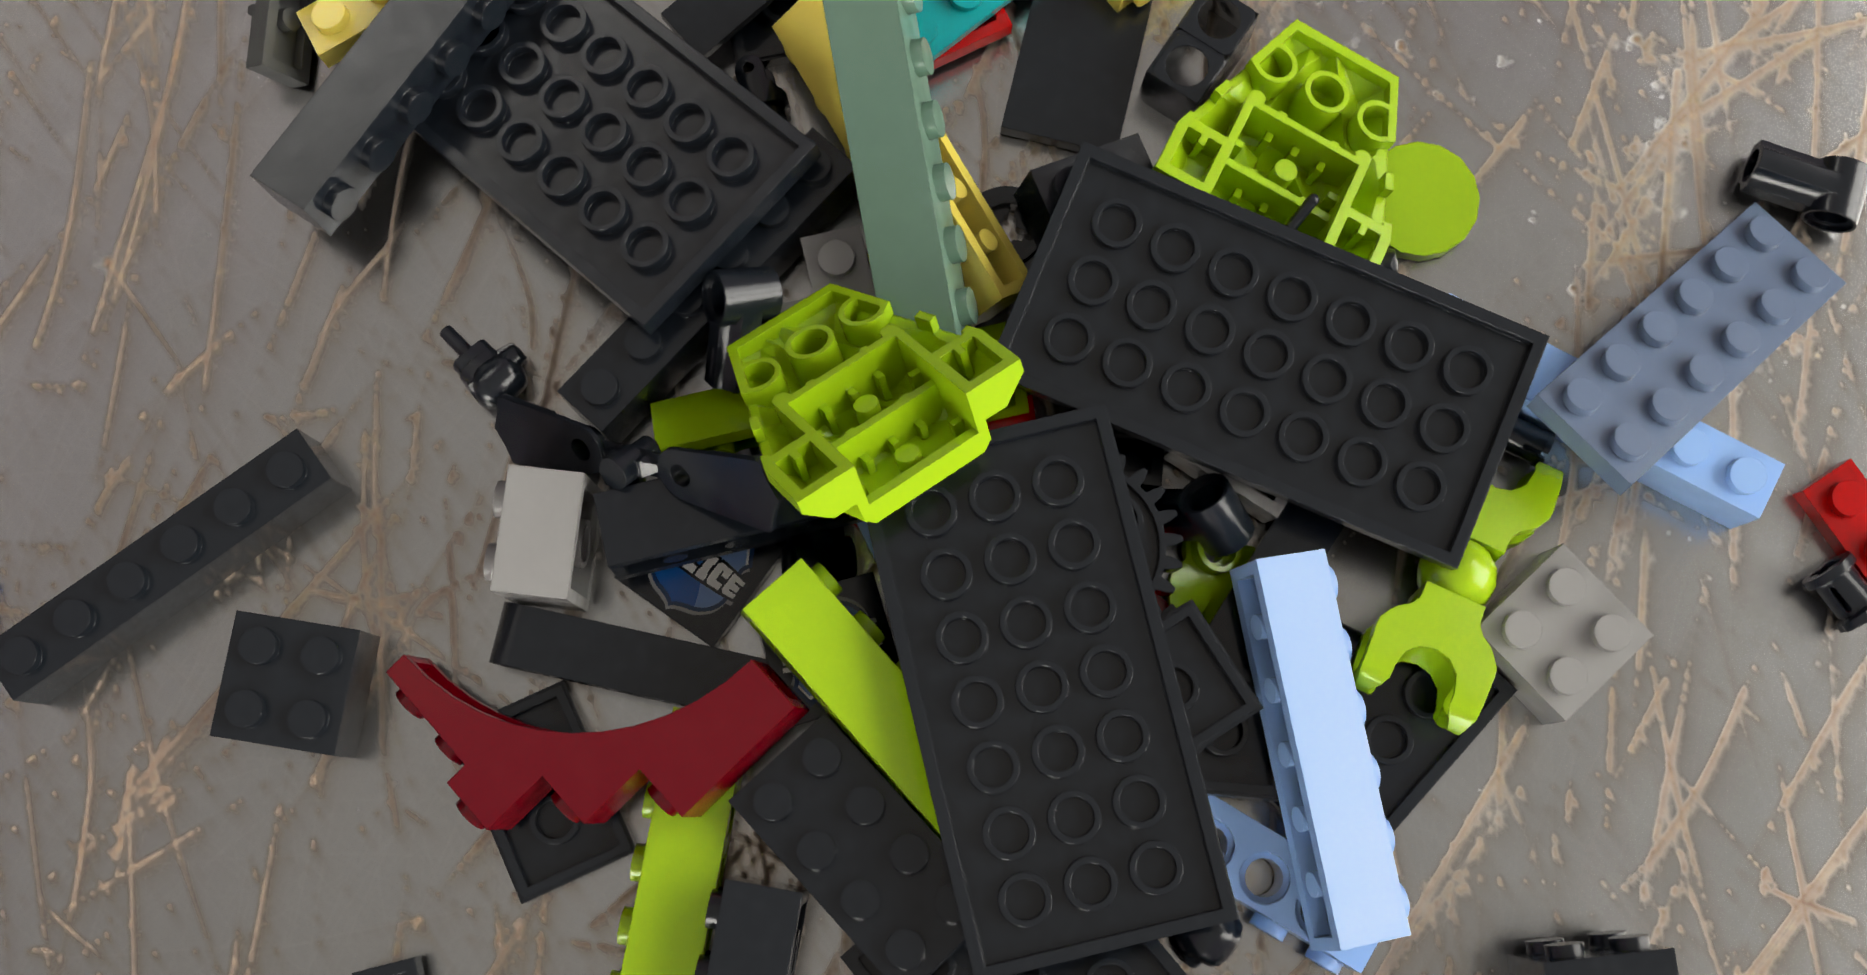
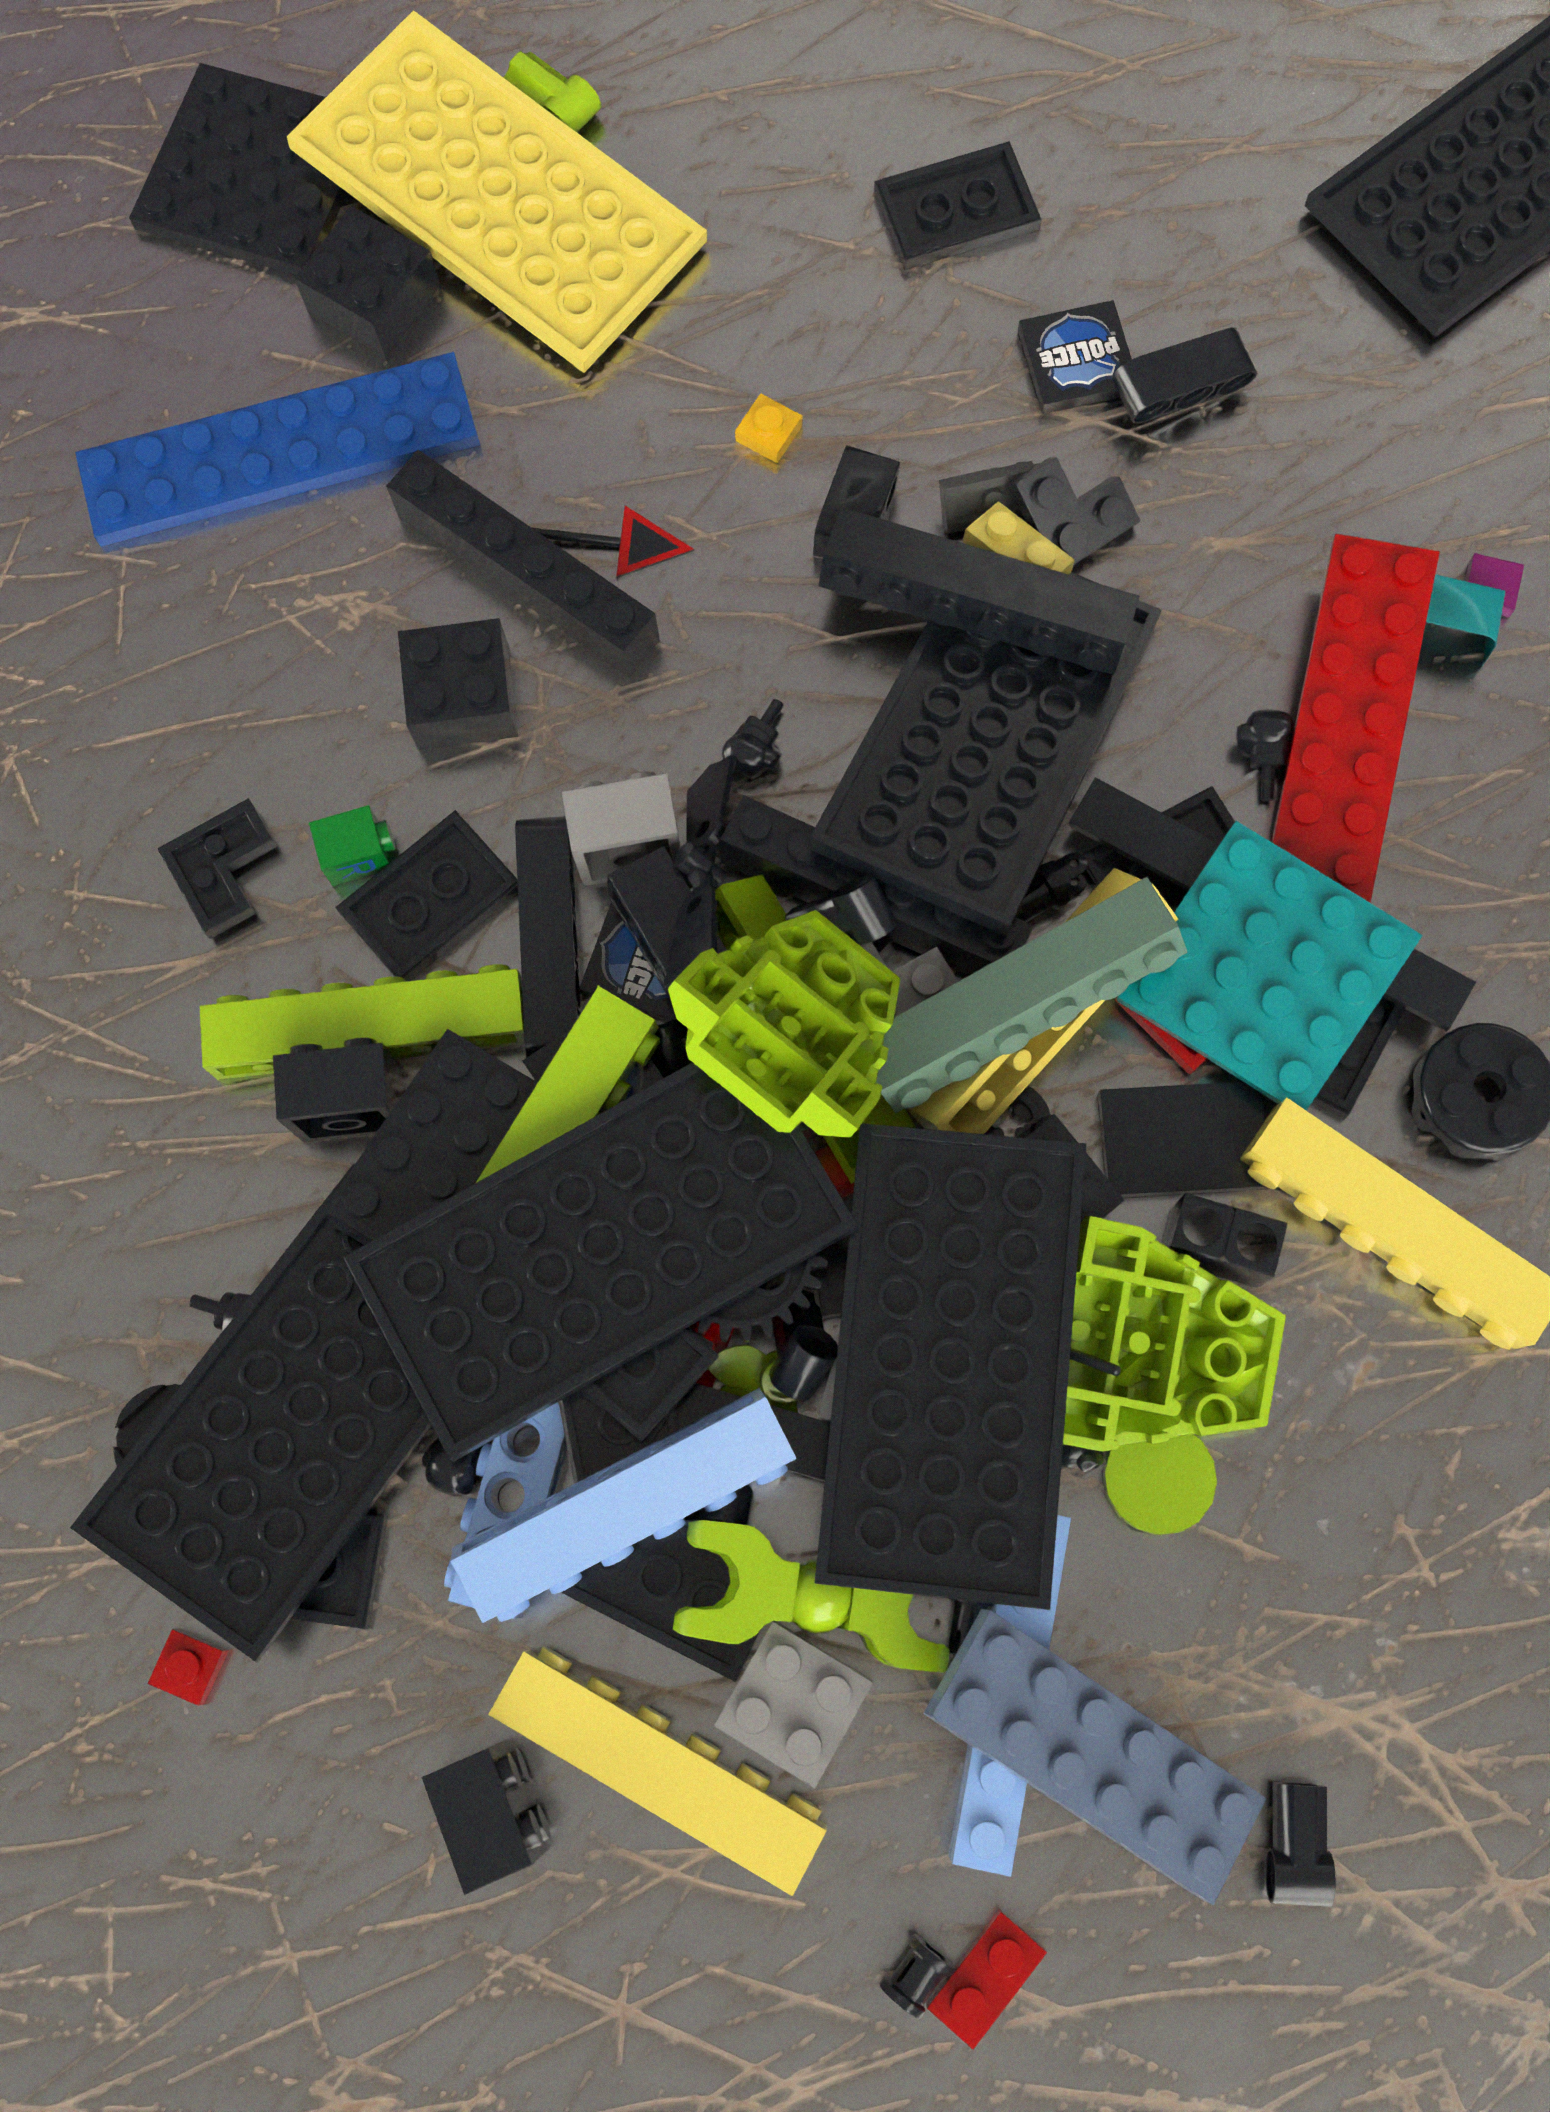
camera: 80 degrees right, 5 degrees down
(101, 241) = (768, 428): none -> yellow plate
(190, 428) = (640, 542): none -> piece
(220, 158) = (861, 484): none -> black piece
(452, 863) = (352, 845): none -> green brick
(685, 755) = (438, 862): dark red arch -> none
(1583, 795) = (660, 1770): none -> light yellow brick

